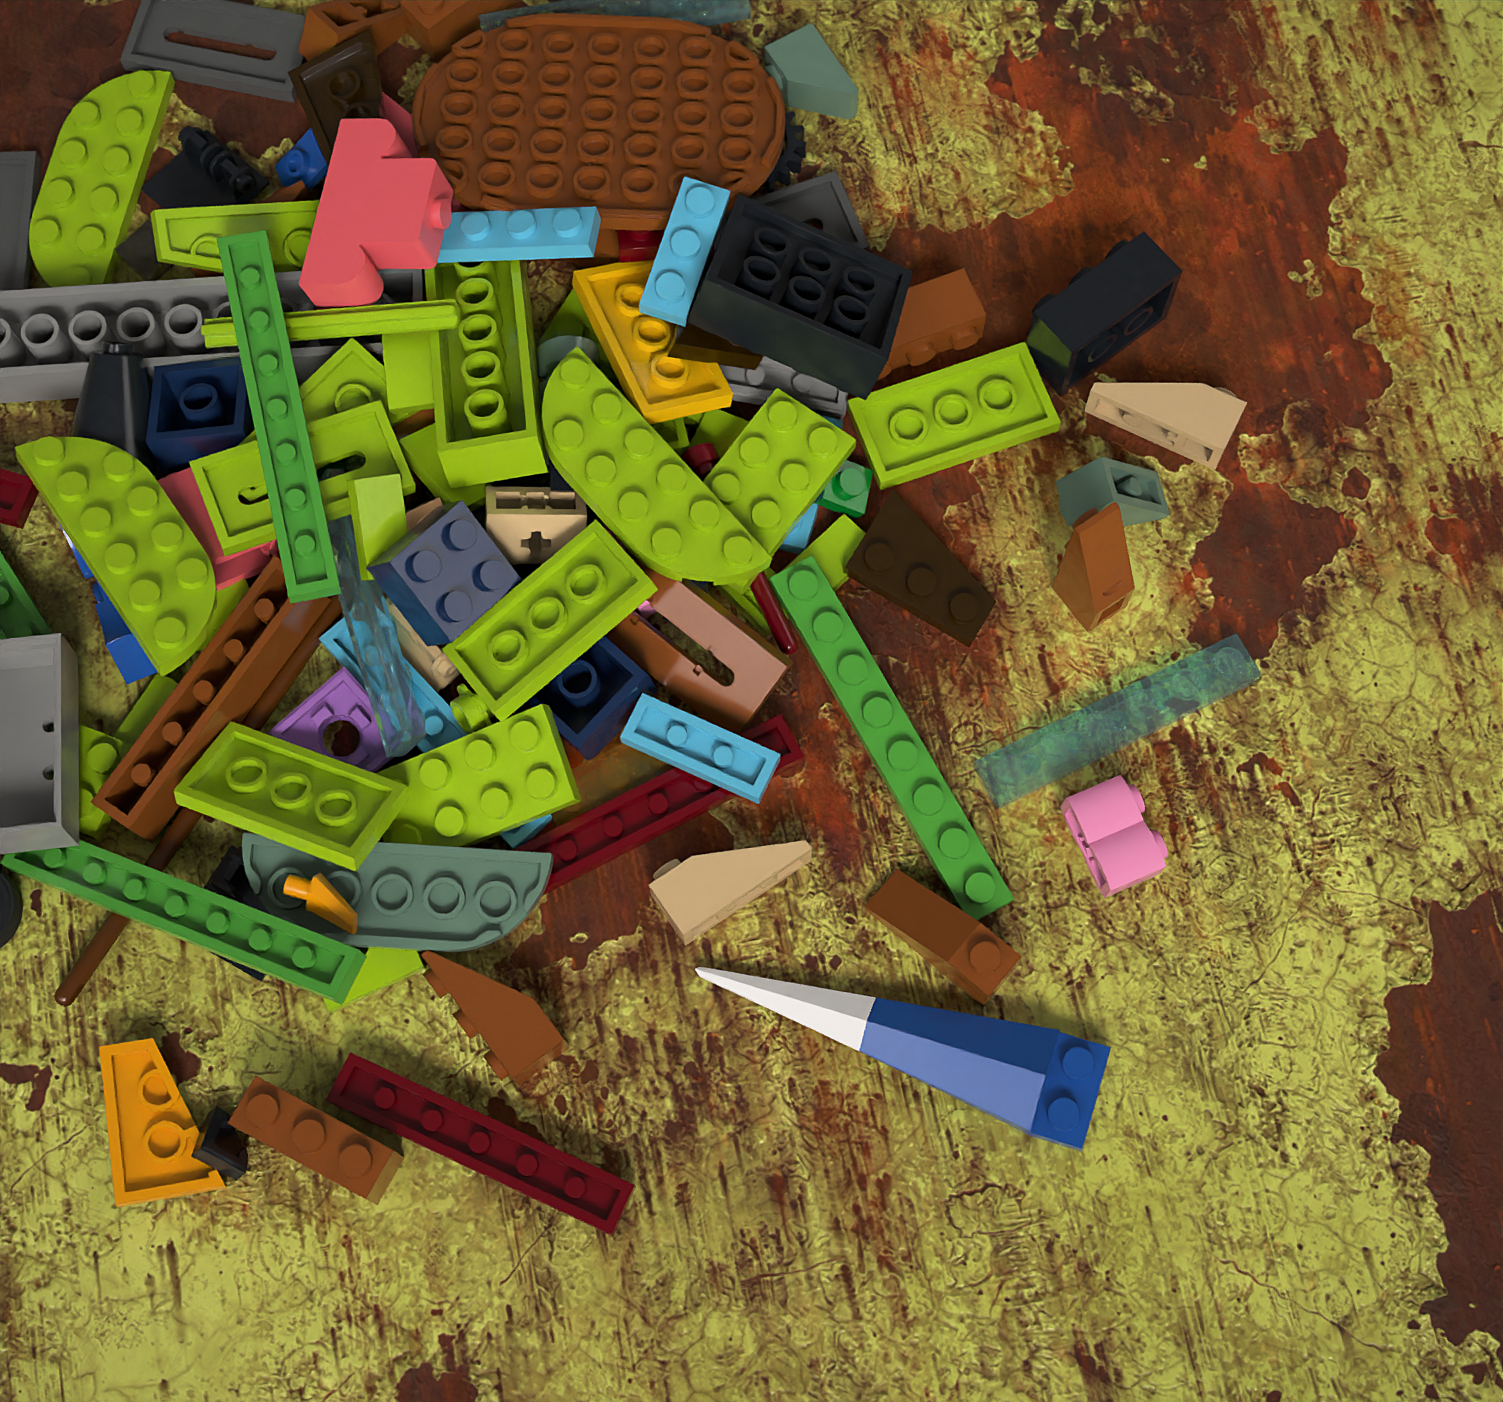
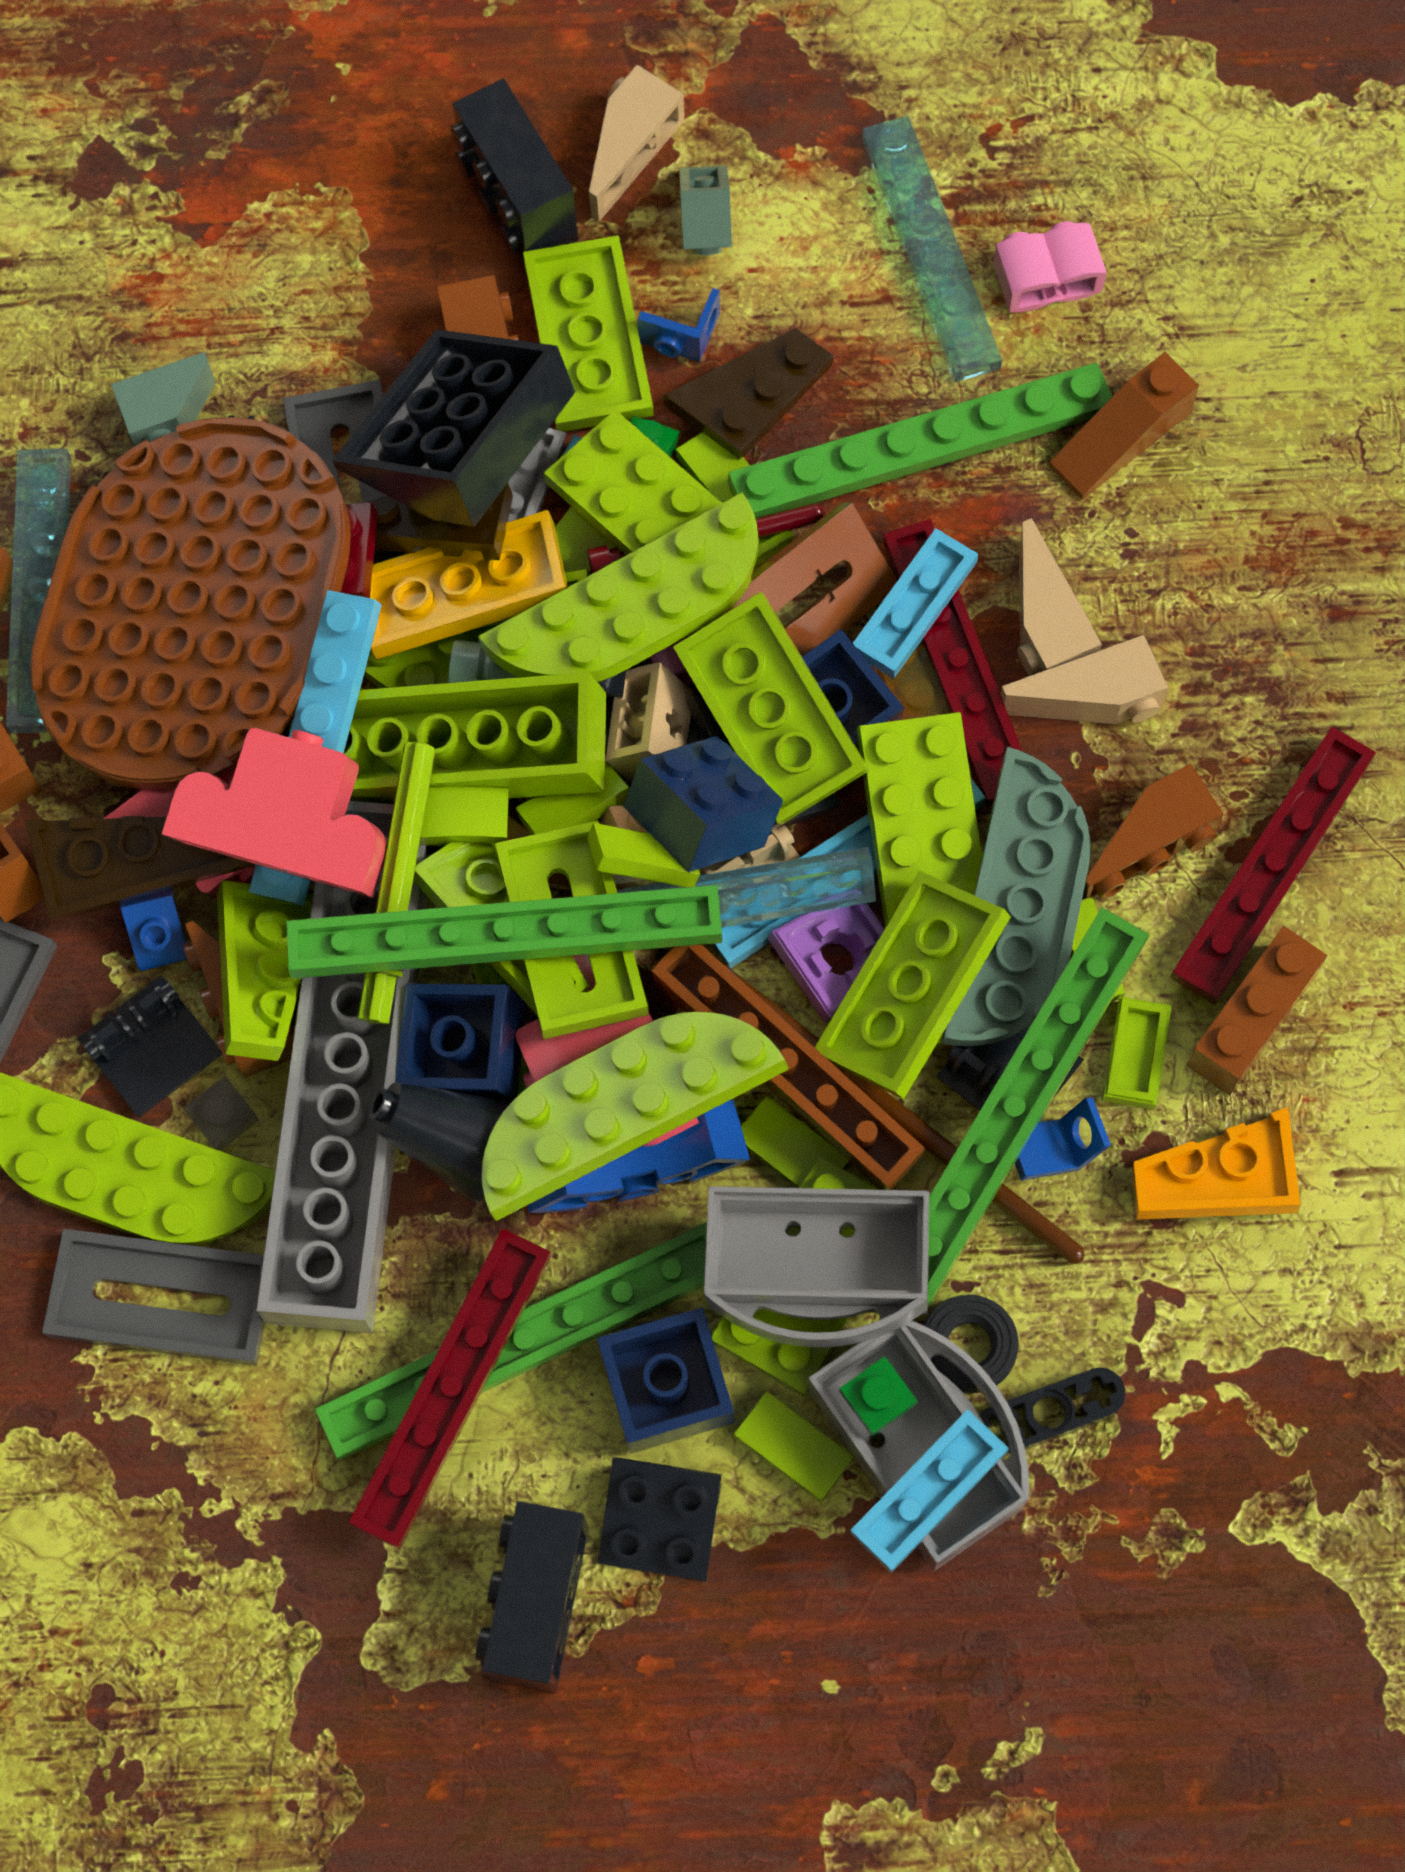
camera: 80 degrees left, 0 degrees up
(165, 962) = (1057, 1145): none -> blue bracket
(220, 1145) = (1247, 1109): black tile -> none
(273, 1032) = (1137, 1053): none -> lime tile
(323, 900) = (1028, 963): light orange bar -> none
(470, 710) = (841, 811): lime plate -> none
(648, 949) = (1096, 688): none -> tan slope
(684, 251) = (391, 518): medium azure plate -> none
(964, 512) = (677, 339): none -> blue bracket
(1004, 1068) = (1257, 397): blue plate -> none
(1096, 568) = (791, 226): dark orange slope -> none

